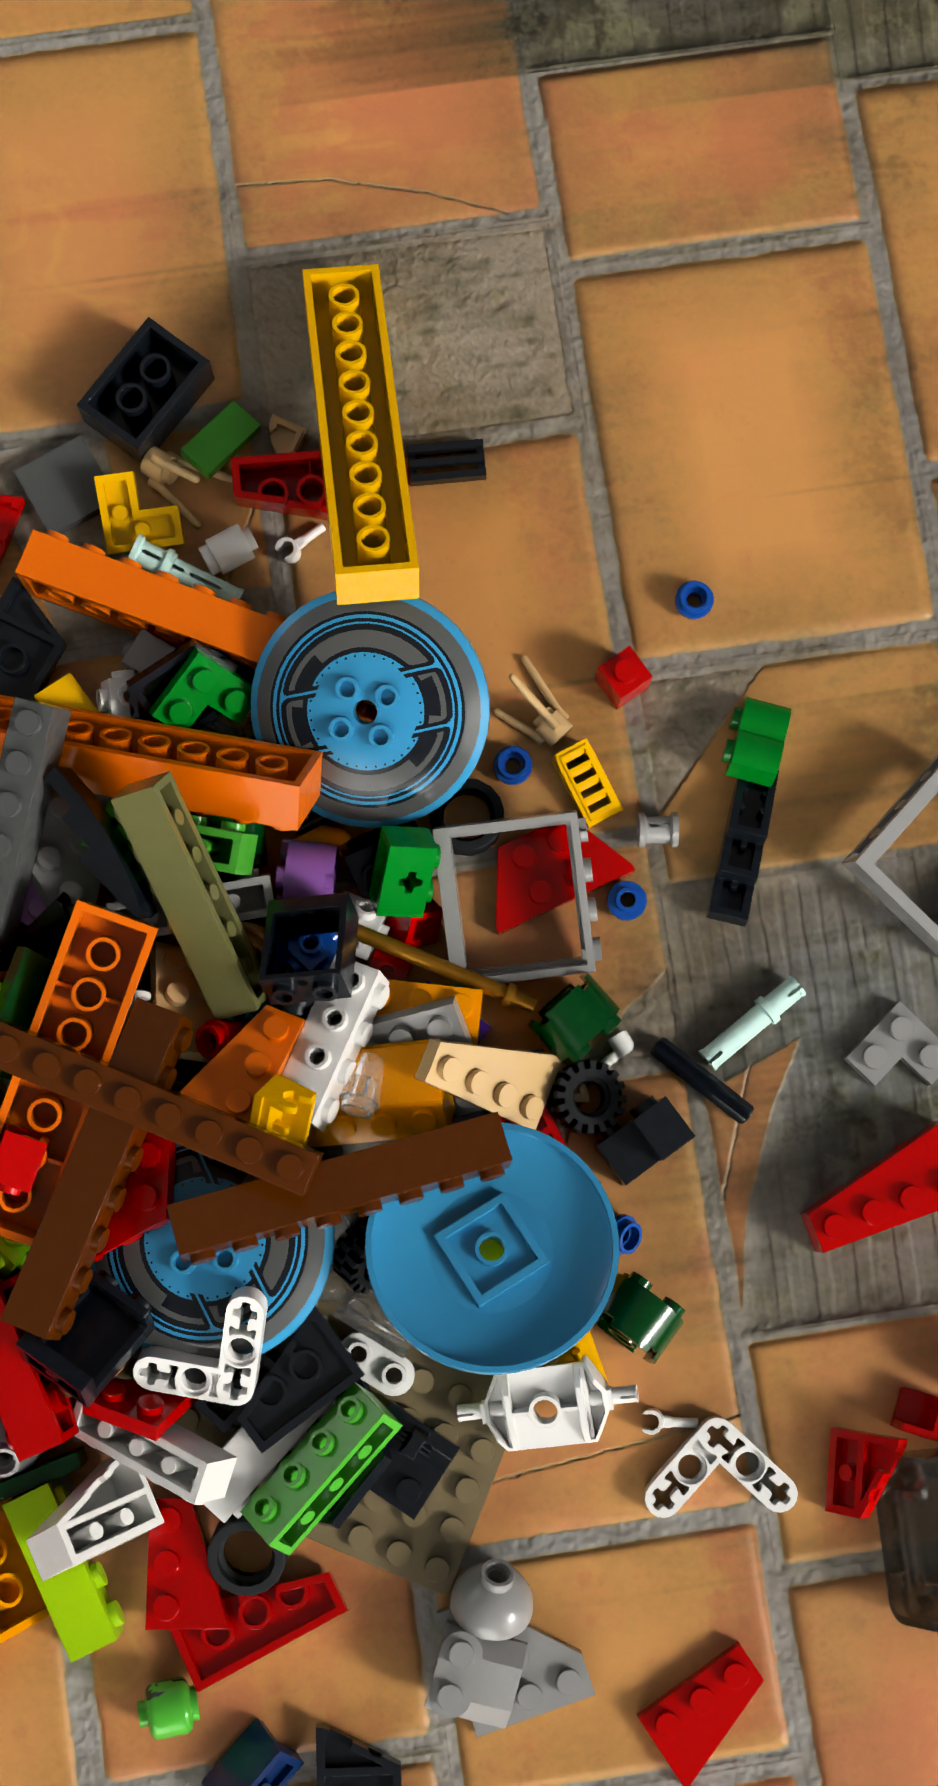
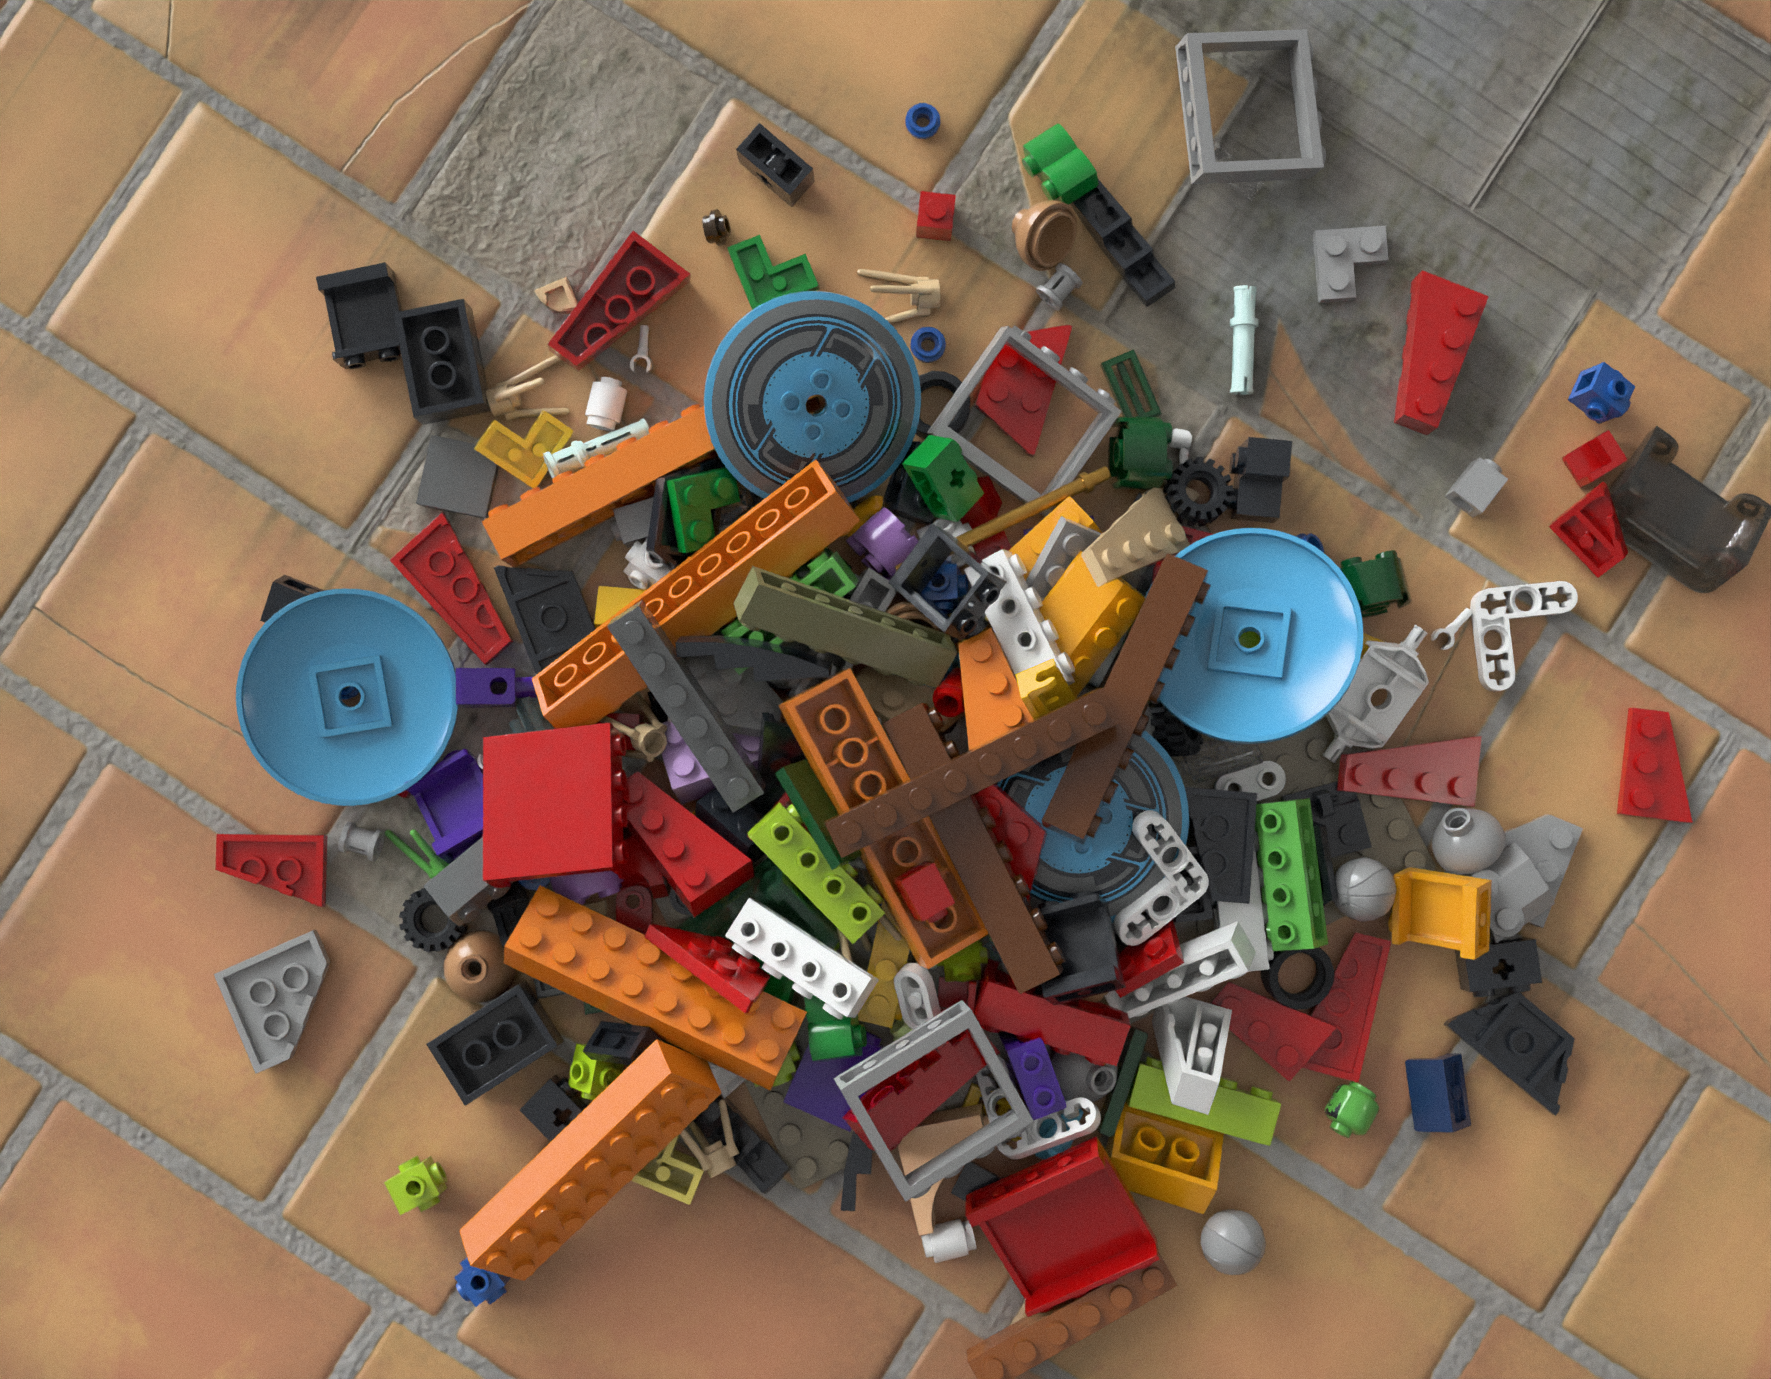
camera: 40 degrees left, 5 degrees up
(132, 291) = (361, 314): none -> black panel
(220, 440) = (521, 342): bright green tile -> none
(360, 436) = (615, 239): yellow brick -> none
(363, 1089) = (1071, 628): clear cone -> none
(367, 1545) = (1364, 889): none -> light grey piece
(402, 1704) = (1519, 970): none -> black brick
(408, 1631) = (1442, 911): none -> light orange panel
(445, 588) = (764, 281): none -> green plate
(446, 448) = (692, 178): black tile -> none
(454, 511) = (716, 227): none -> dark brown plate
(520, 1508) = (1421, 772): none -> wing
(546, 512) = (775, 165): none -> black brick
(599, 777) = (969, 315): yellow slope -> none
(620, 911) = (1082, 359): blue plate -> none
(641, 935) = (1142, 380): none -> dark green tile
(688, 779) = (1044, 233): none -> medium nougat piece
(702, 1080) = (1251, 407): black axle -> none
(808, 1333) = (1477, 486): none -> light grey brick

